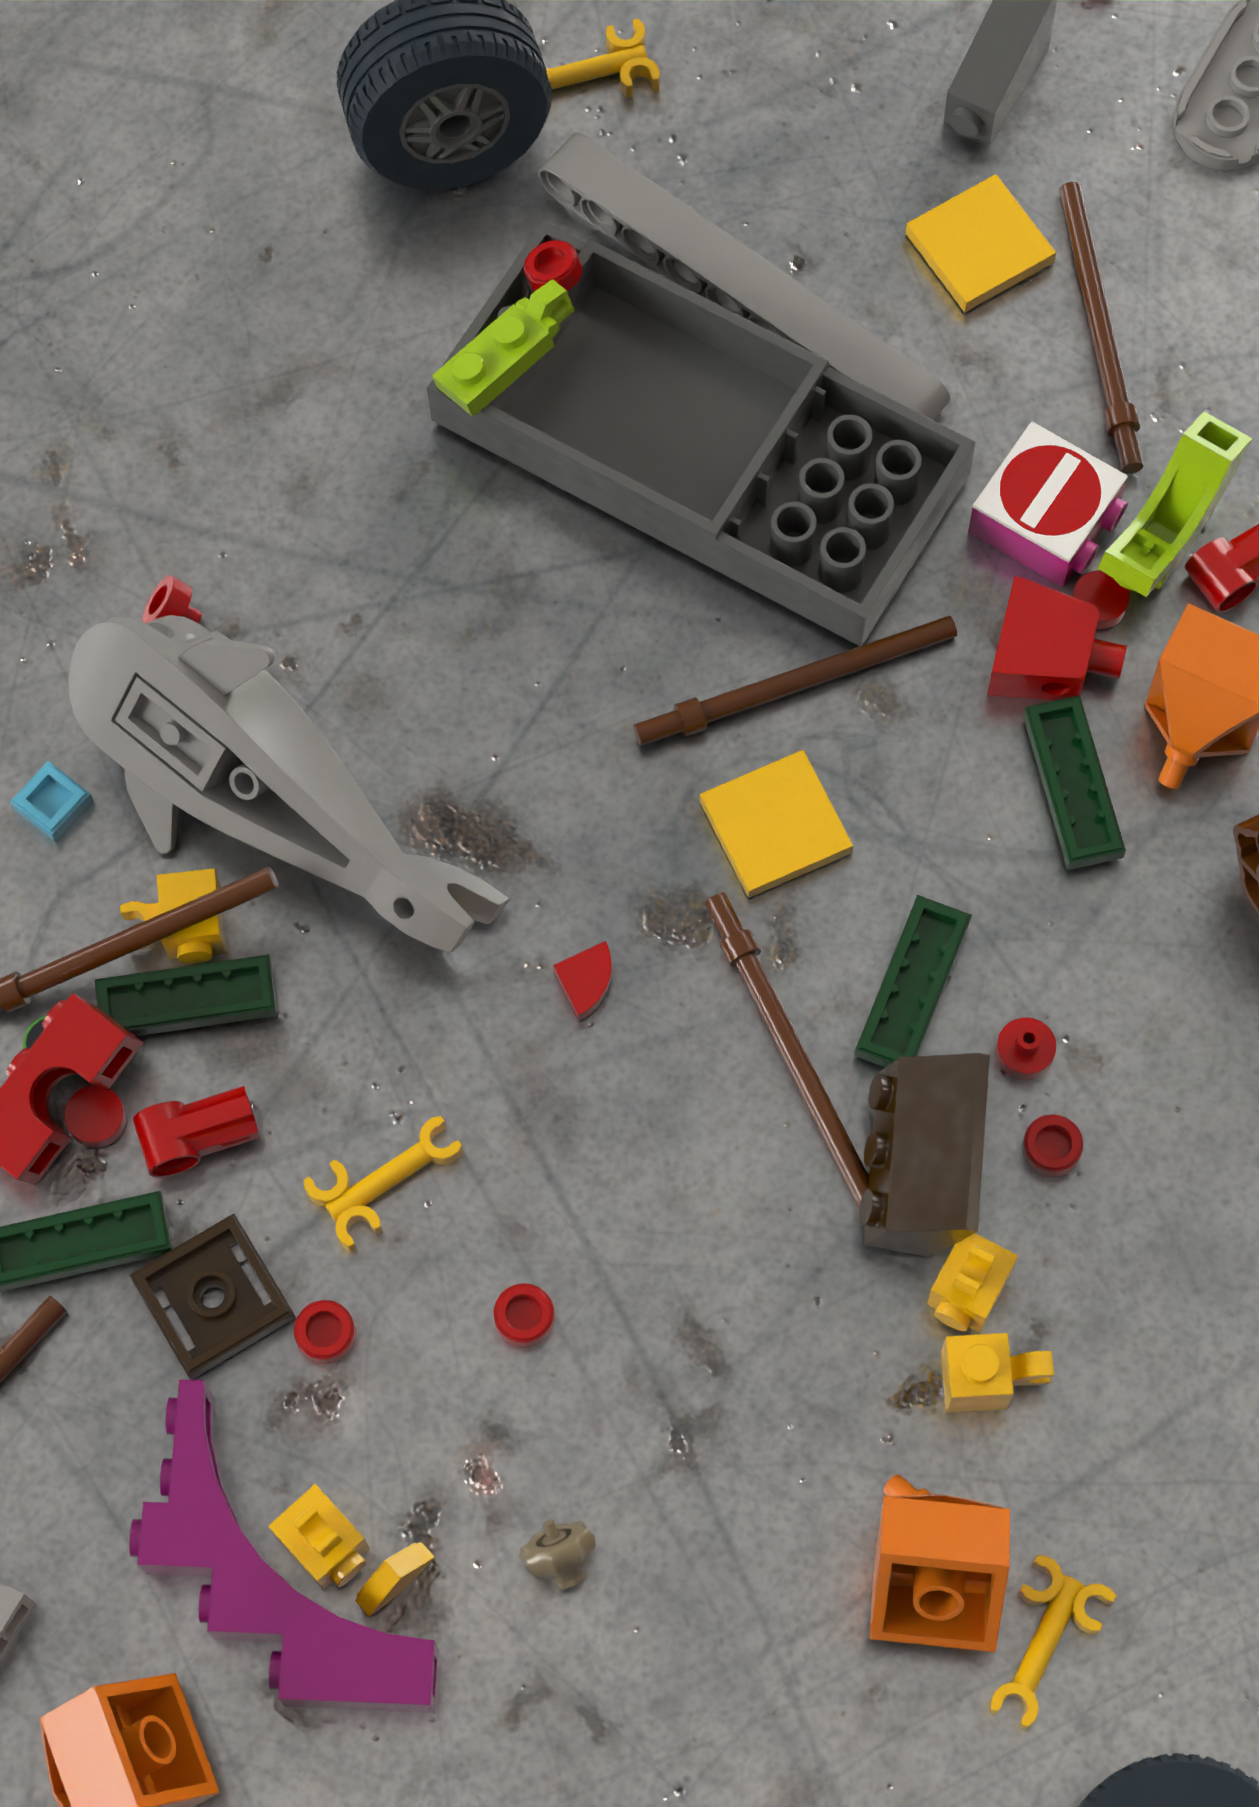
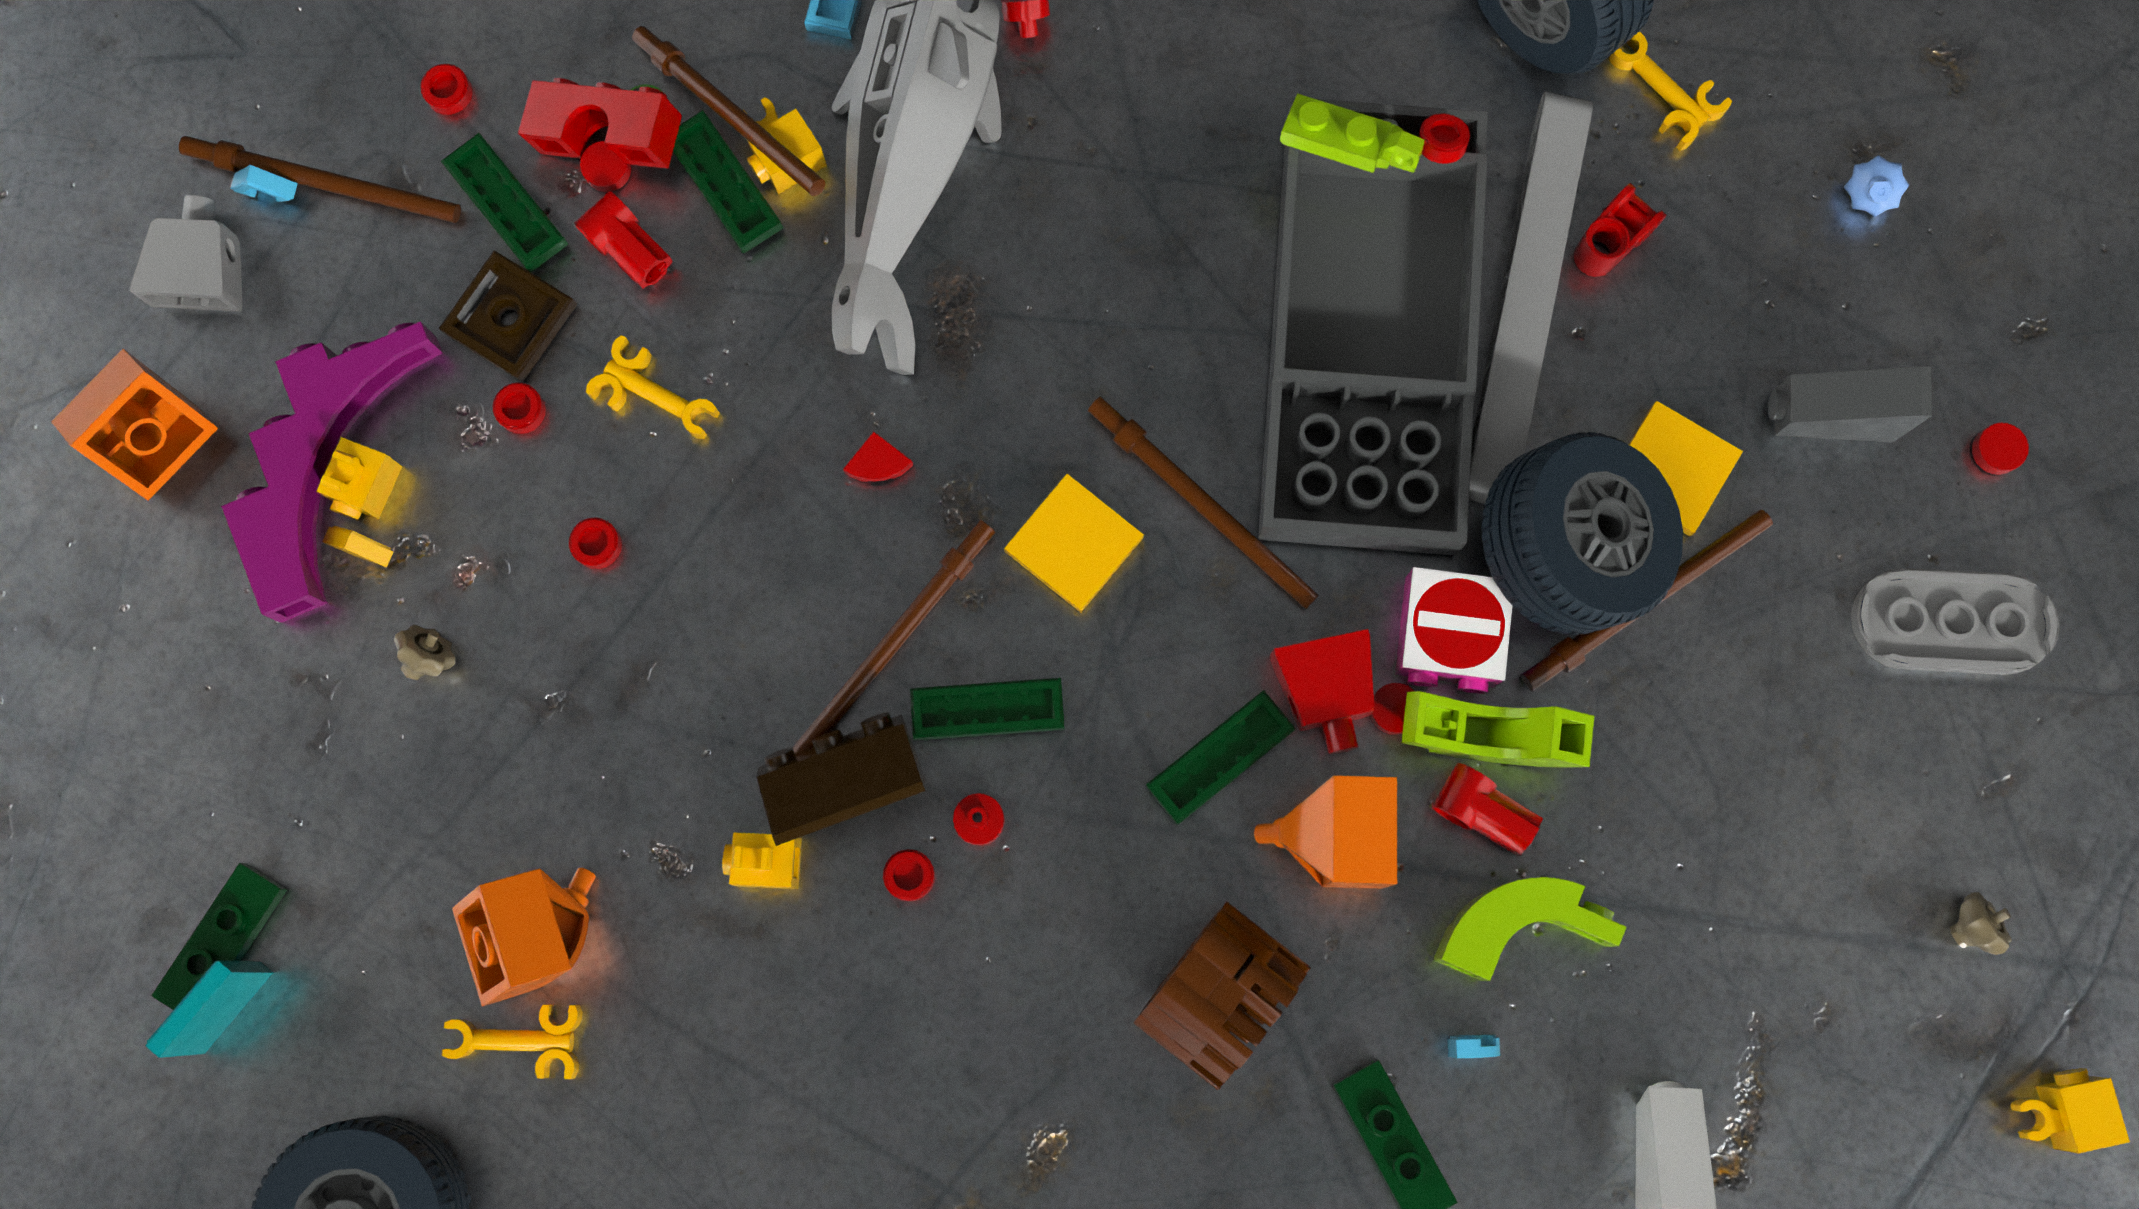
camera: 65 degrees right, 10 degrees up
(715, 171) = (1620, 227): none -> red piece
(982, 1372) = (693, 901): yellow brick -> none
(1018, 337) = (1582, 534): none -> black wheel

